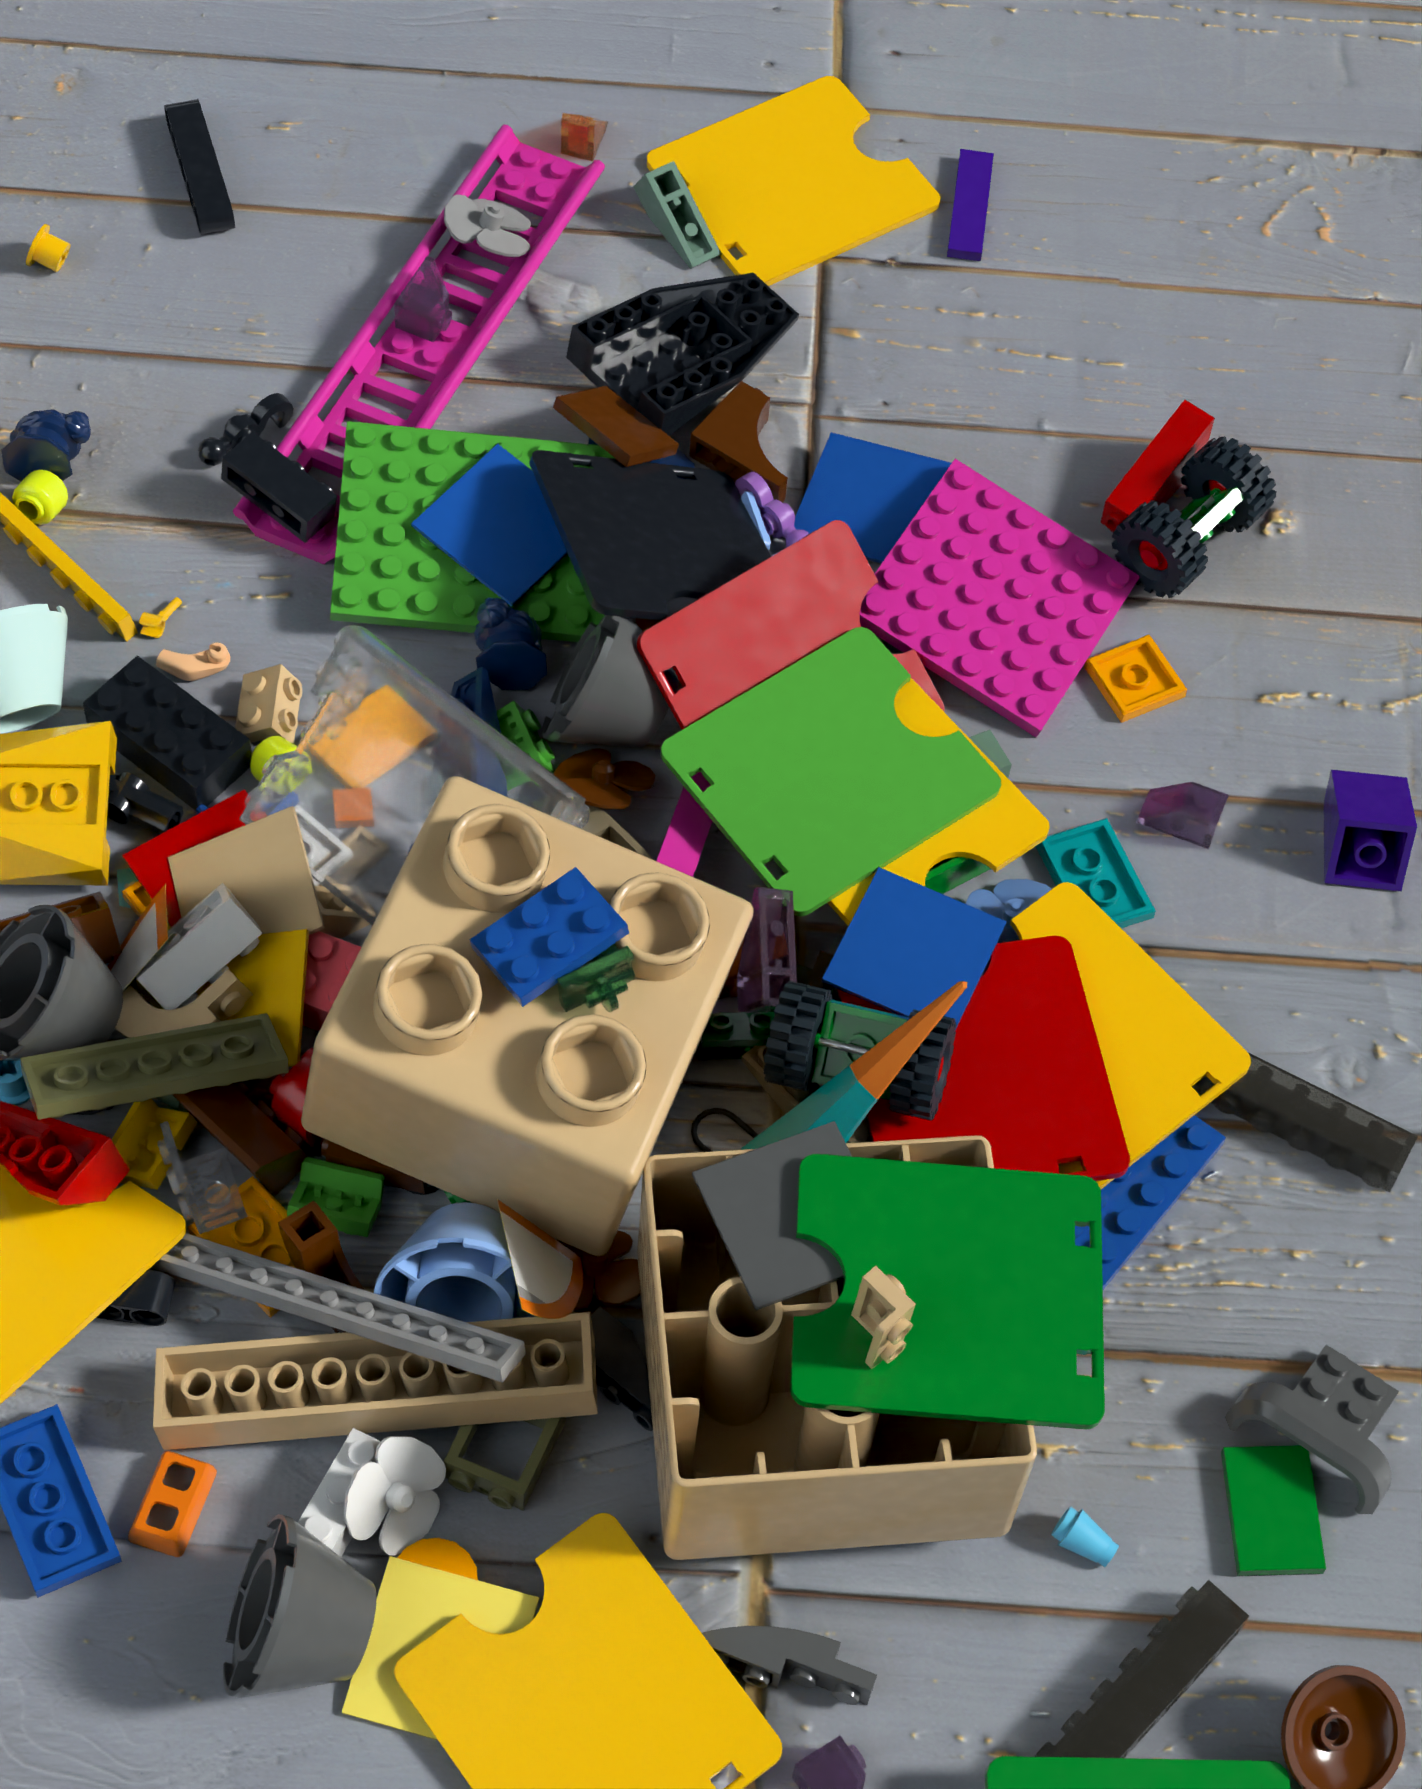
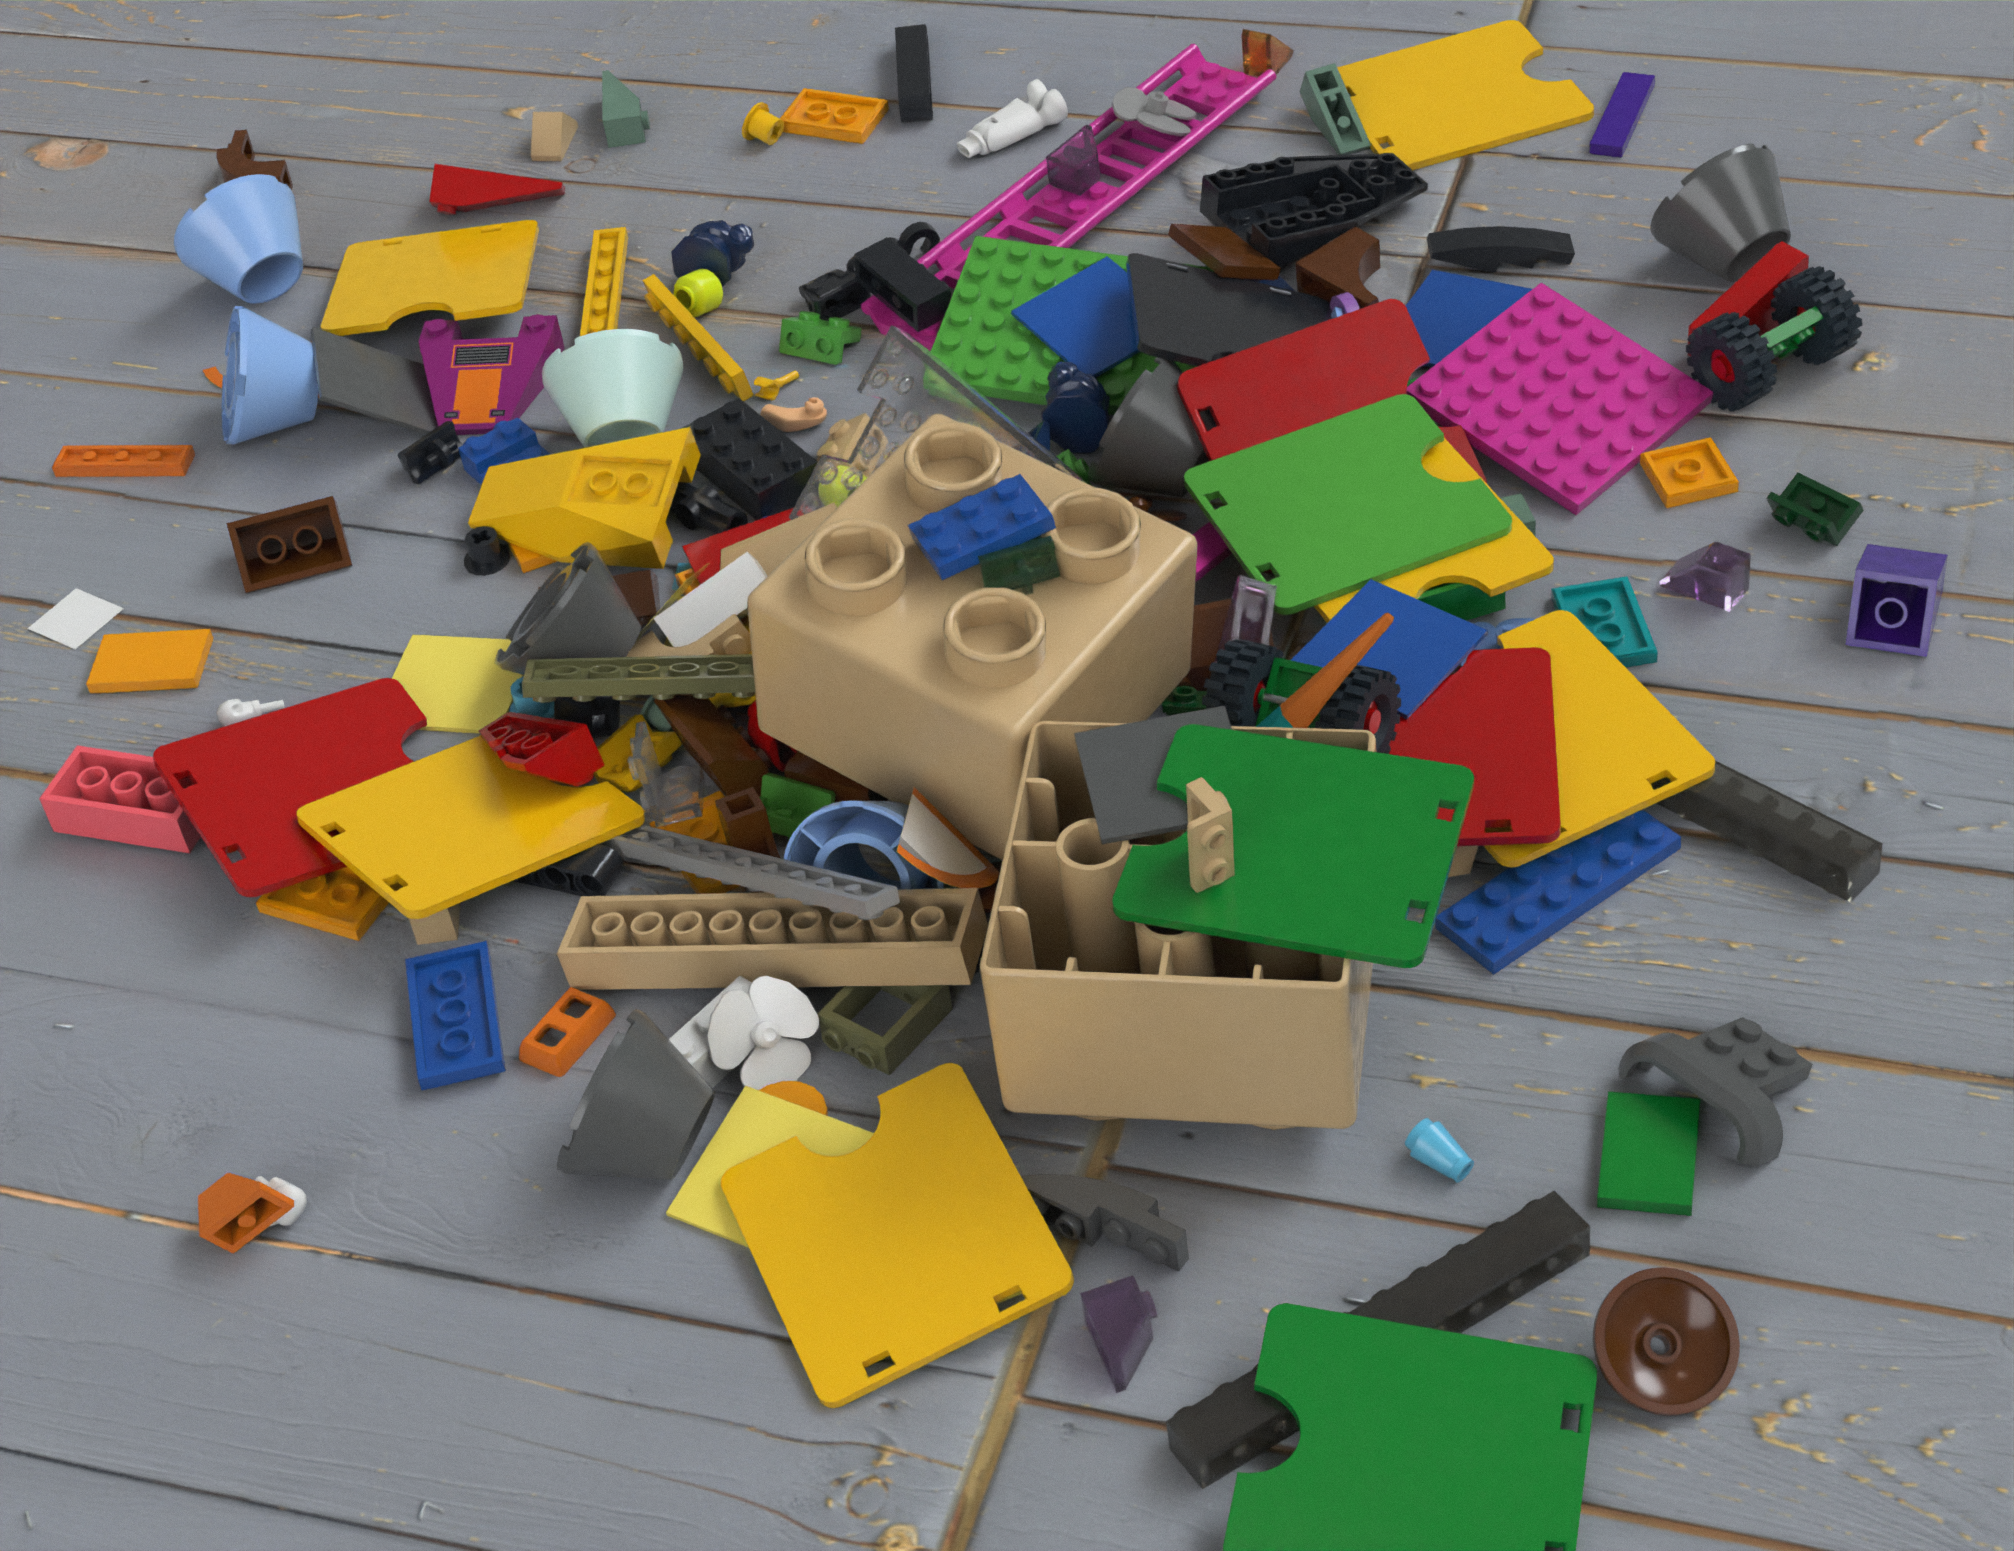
camera: 25 degrees right, 15 degrees down
(120, 227) = (834, 115): none -> light orange tile
(191, 551) = (817, 338): none -> bright green bracket
(192, 491) = (834, 294): none -> black piece
(333, 235) = (1015, 121): none -> white piece
(888, 393) = (1488, 246): none -> black slope
(1123, 364) = (1726, 212): none -> dark grey cone
(1268, 722) = (1815, 509): none -> dark green bracket

